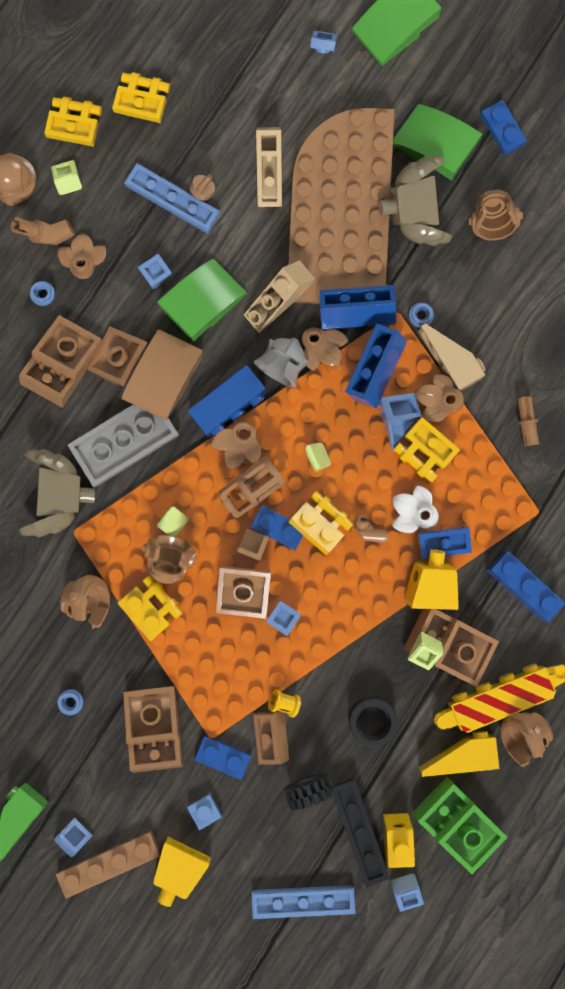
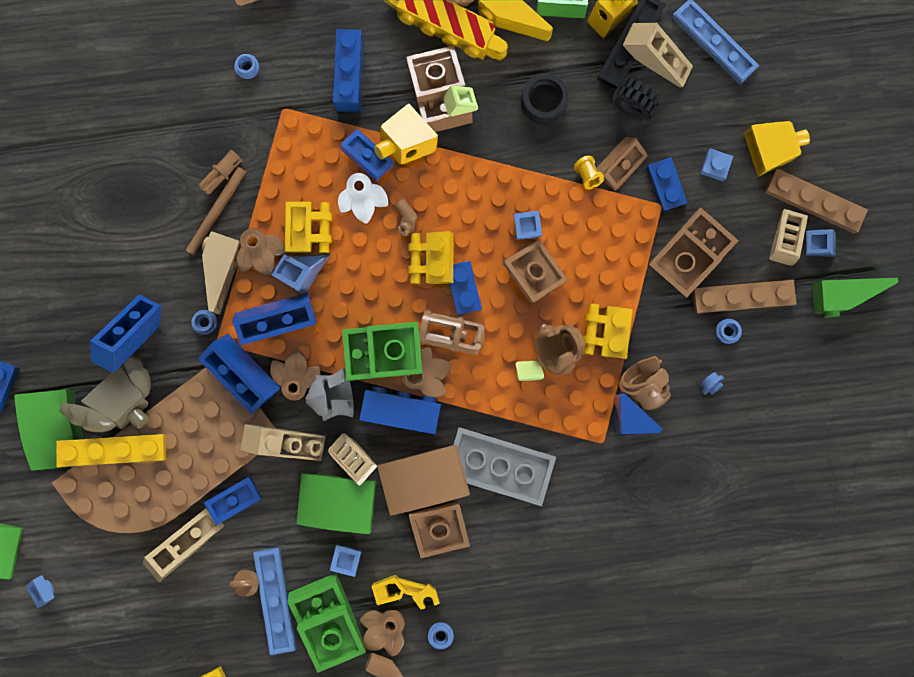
camera: 135 degrees left, 0 degrees up
(42, 652) = (712, 383): none -> medium blue plate
(57, 493) = (585, 479): dark tan torso -> none
(59, 361) = (481, 572): medium nougat slope -> none
(67, 565) = (631, 418): none -> blue slope
(85, 739) = (744, 296): none -> medium nougat plate
(86, 799) = (784, 252): none -> tan slope
(91, 302) = (416, 590): none -> yellow piece
(124, 220) = (326, 622): none -> bright green slope
(234, 342) = (351, 457): none -> tan slope
(253, 544) = (493, 294): medium nougat panel -> none
(269, 227) = (233, 500): none -> blue plate
(282, 424) = (382, 351): none -> bright green slope
(317, 456) = (383, 305): yellowish green slope -> none
(330, 843) = (657, 51): none -> tan slope
(380, 169) = (111, 450): none -> yellow plate
(458, 248) = (125, 333): none -> blue brick
(495, 216) = (73, 329): medium nougat helmet -> none
(500, 394) = (216, 211): none -> medium nougat bar

